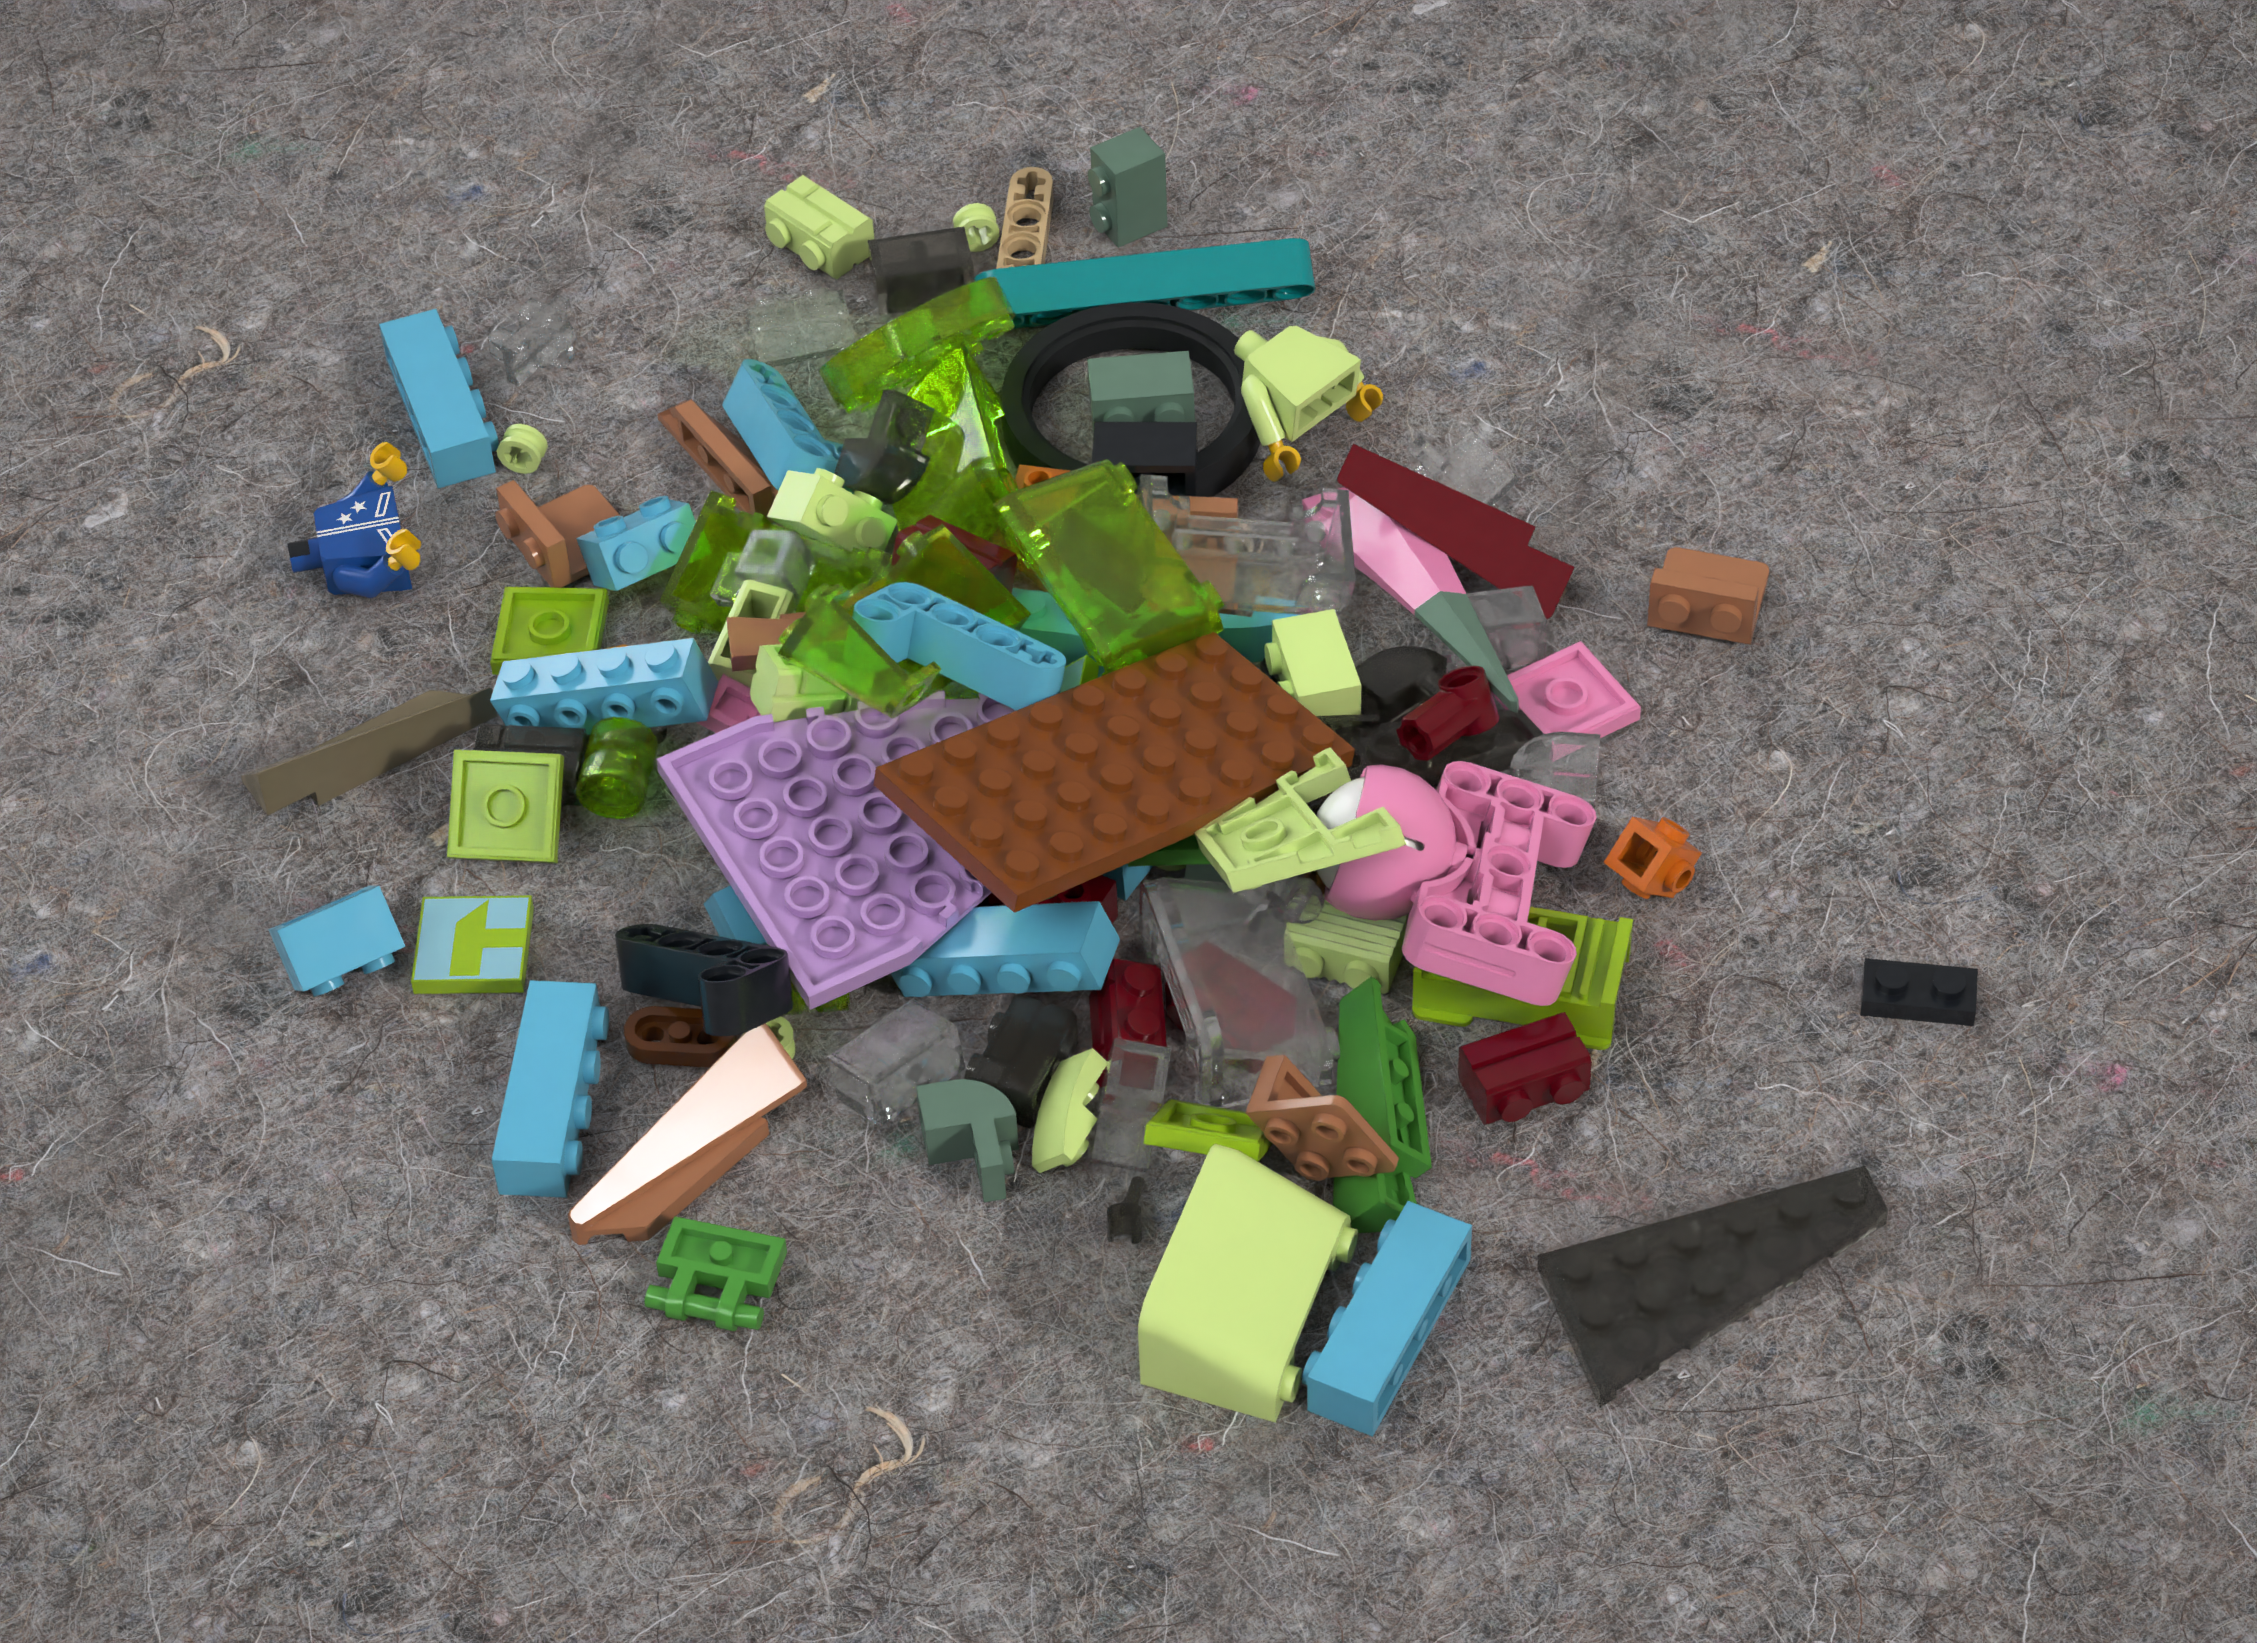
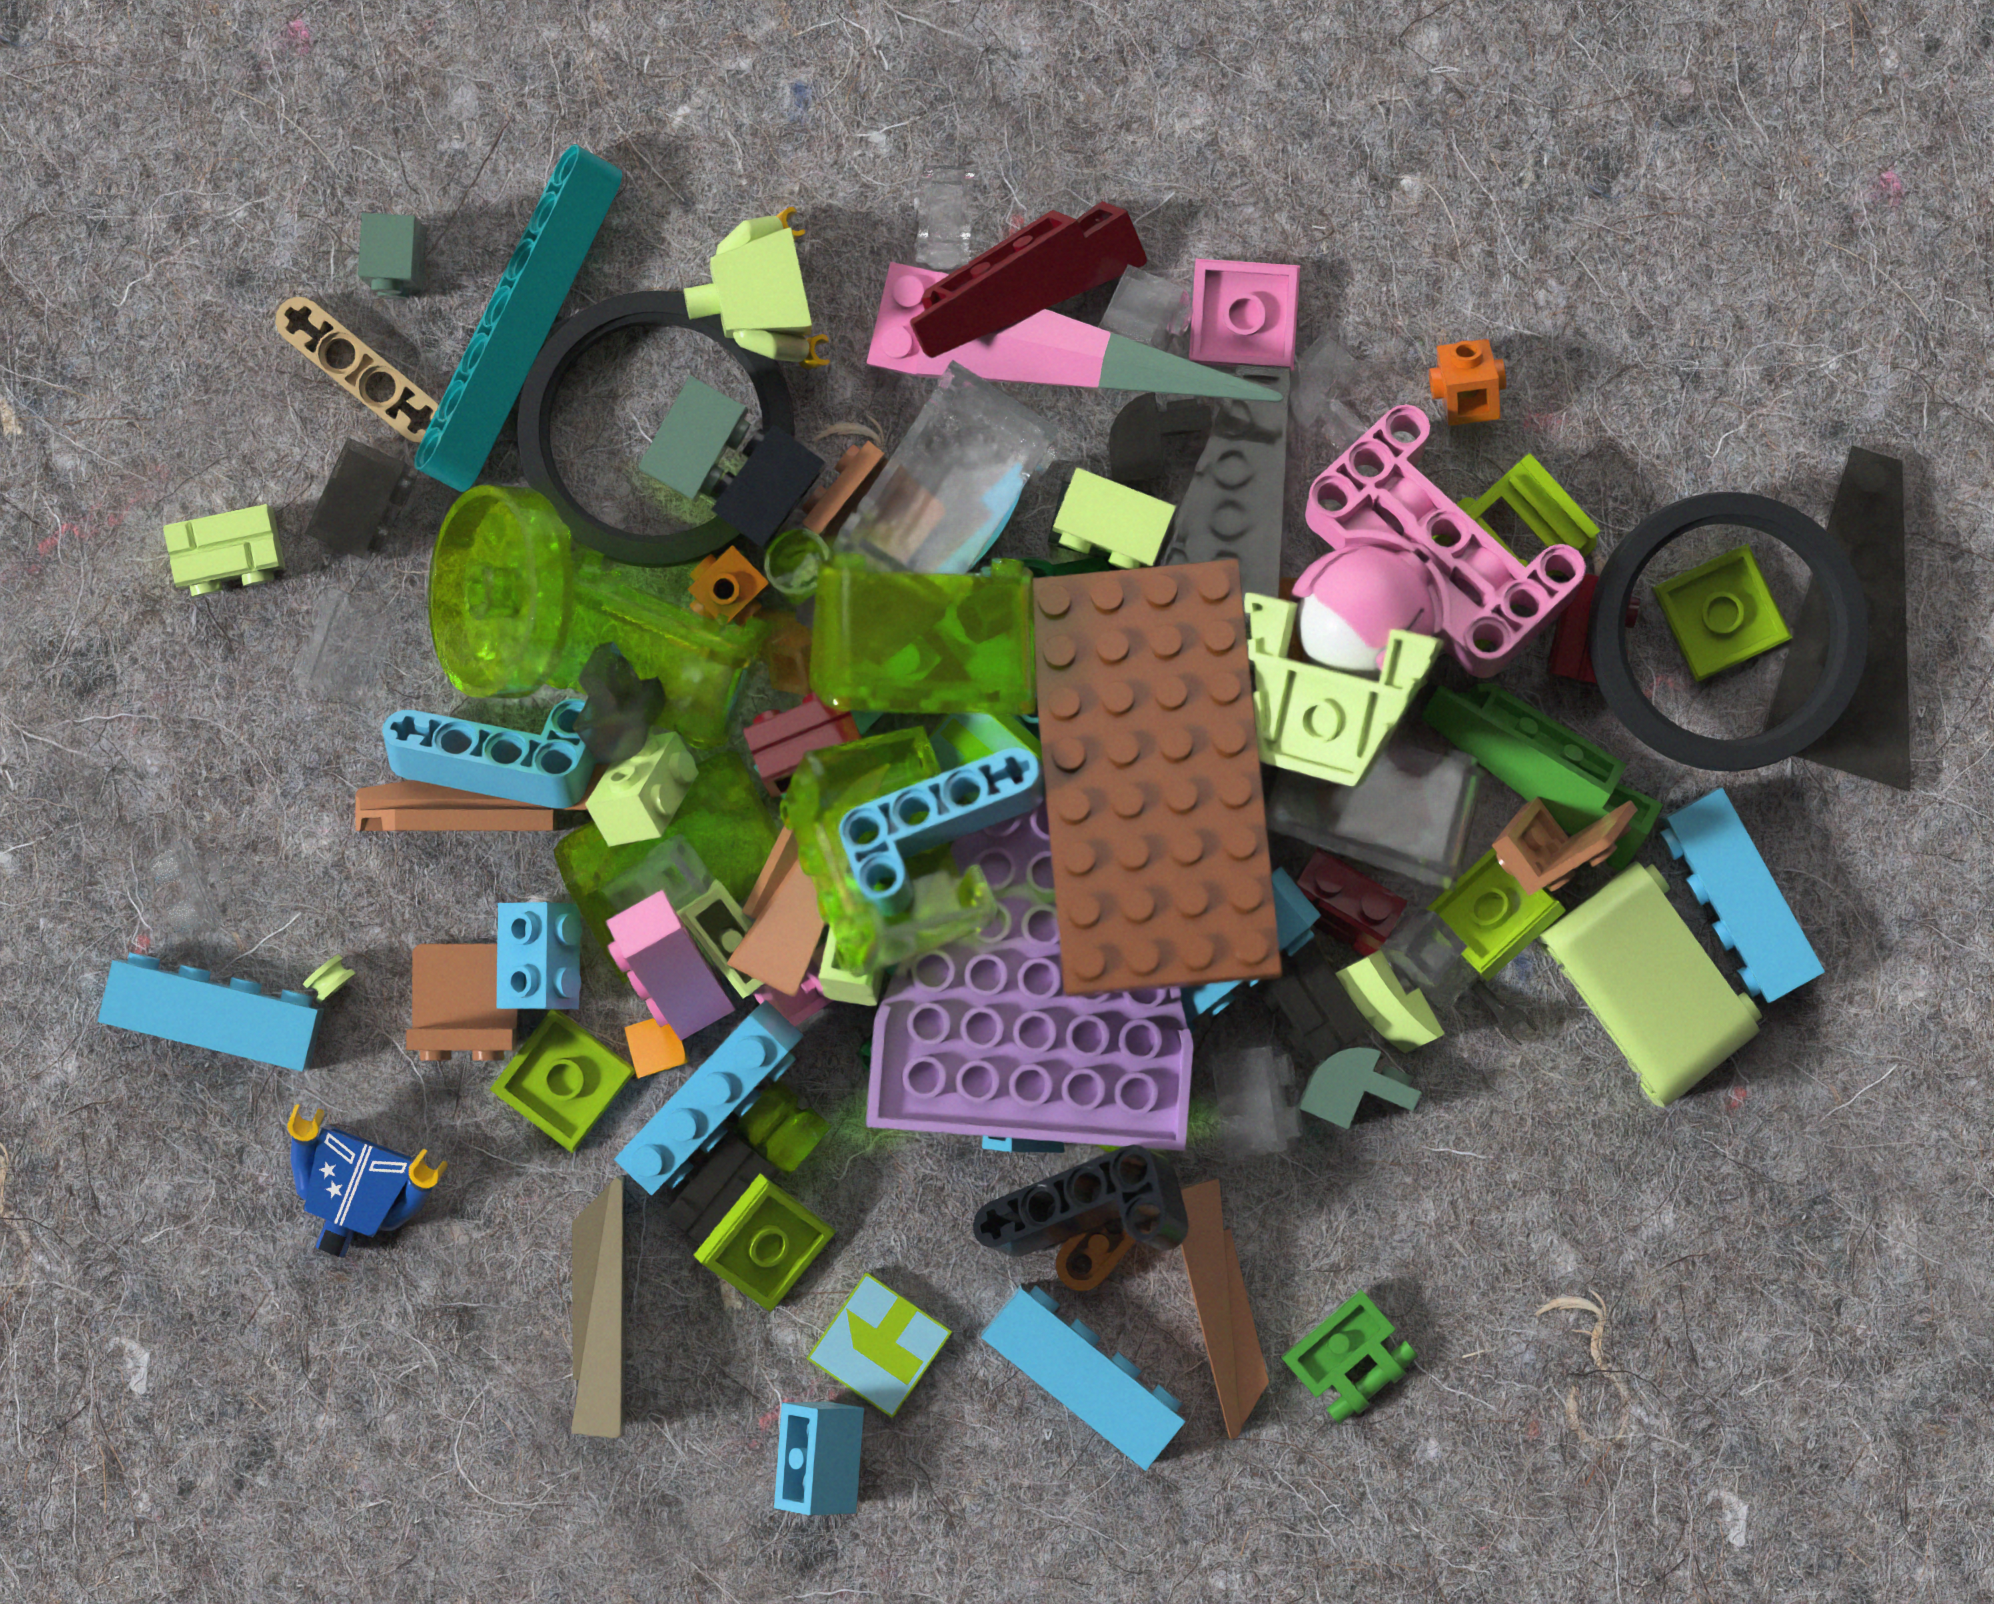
camera: 60 degrees left, 40 degrees up
(698, 581) = (668, 967): none -> bright pink brick
(982, 218) = (323, 408): yellowish green bush -> none
(1458, 710) = (1242, 455): dark red piece -> none
(1594, 1251) = (1847, 631): none -> black tyre
(1629, 1165) = (1721, 612): none -> lime tile
(1707, 595) = (1214, 111): nougat bracket -> none
(1919, 992) = (1719, 270): black plate -> none

